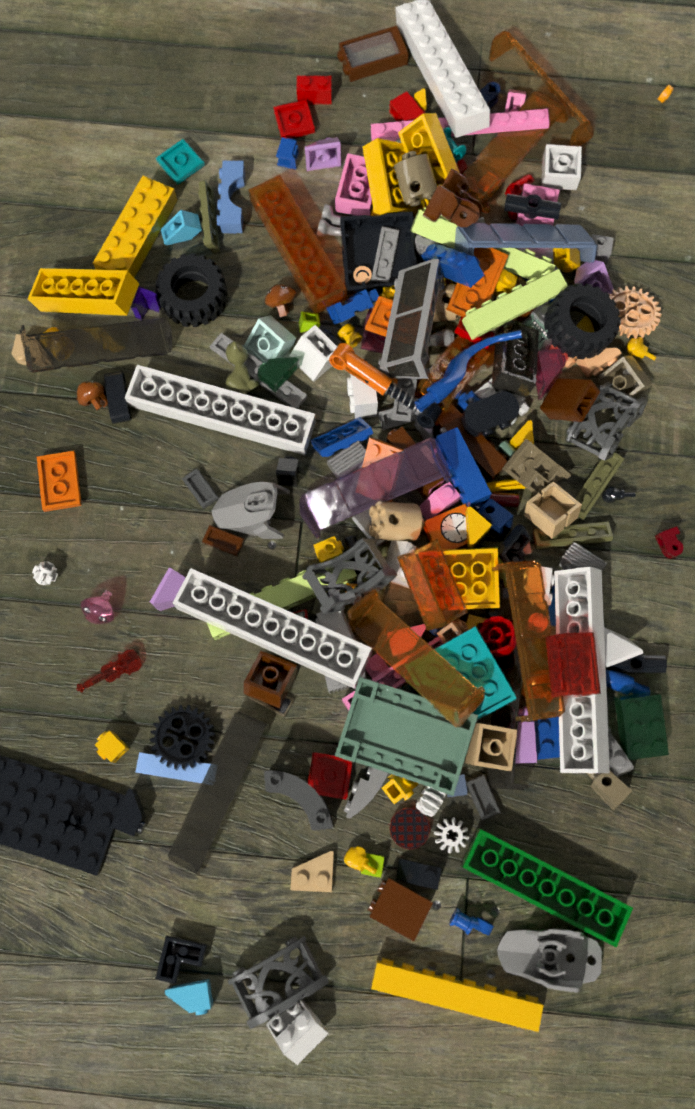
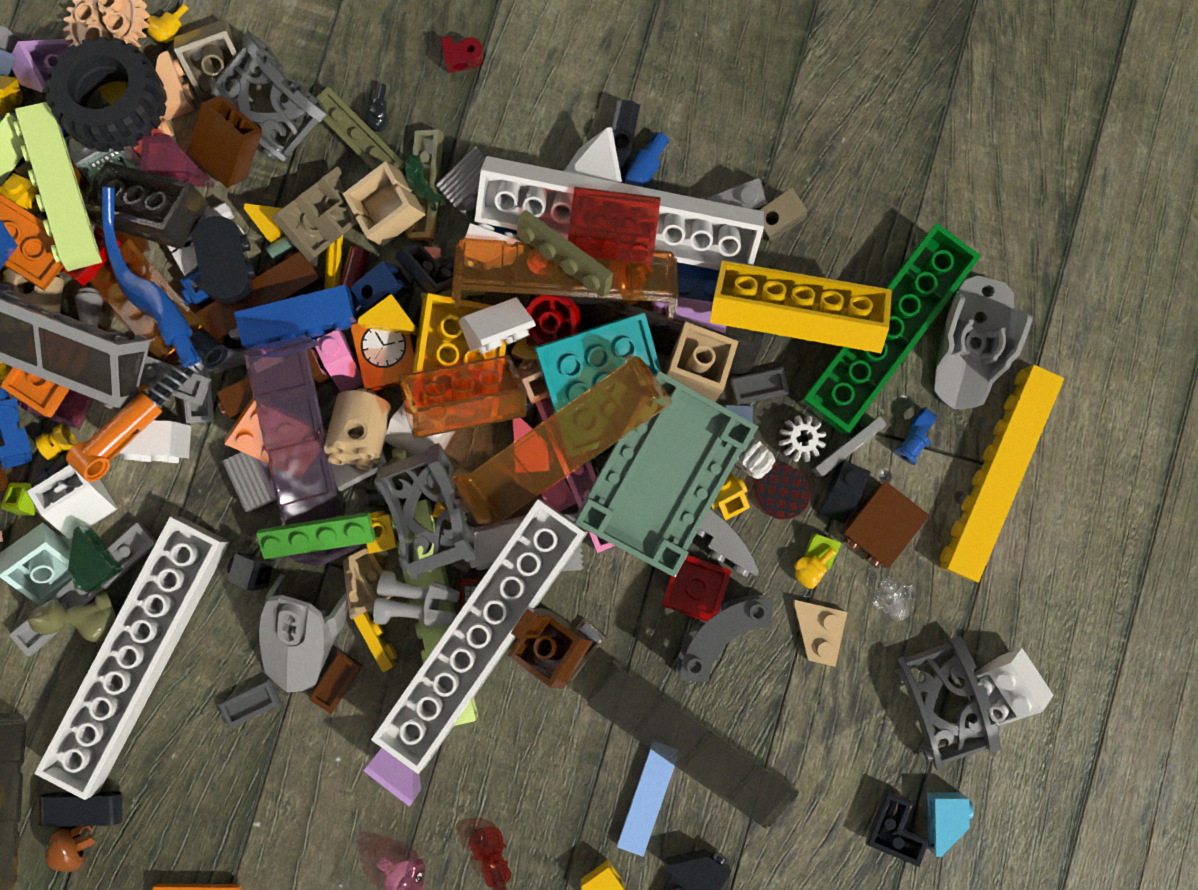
camera: 85 degrees left, 10 degrees up
(191, 721) = (587, 768): black gear -> none
(260, 557) = (372, 633): none -> yellow hinge
(280, 591) = (390, 586): none -> light grey piece
(285, 660) = (532, 623): none -> reddish brown tile
(293, 546) = (361, 581): none -> tan wing
(319, 508) = (316, 535): none -> bright green plate
(341, 437) = (214, 483): blue plate -> none
(347, 925) = (893, 598): none -> clear rock
(455, 874) = (848, 447): none -> light grey tile
(486, 598) = (492, 325): none -> white slope
(542, 639) = (564, 254): none -> olive plate
(546, 812) = (802, 306): none -> yellow brick
(571, 529) = (417, 183): none -> clear green arm
(641, 725) = (705, 154): clear green brick -> none

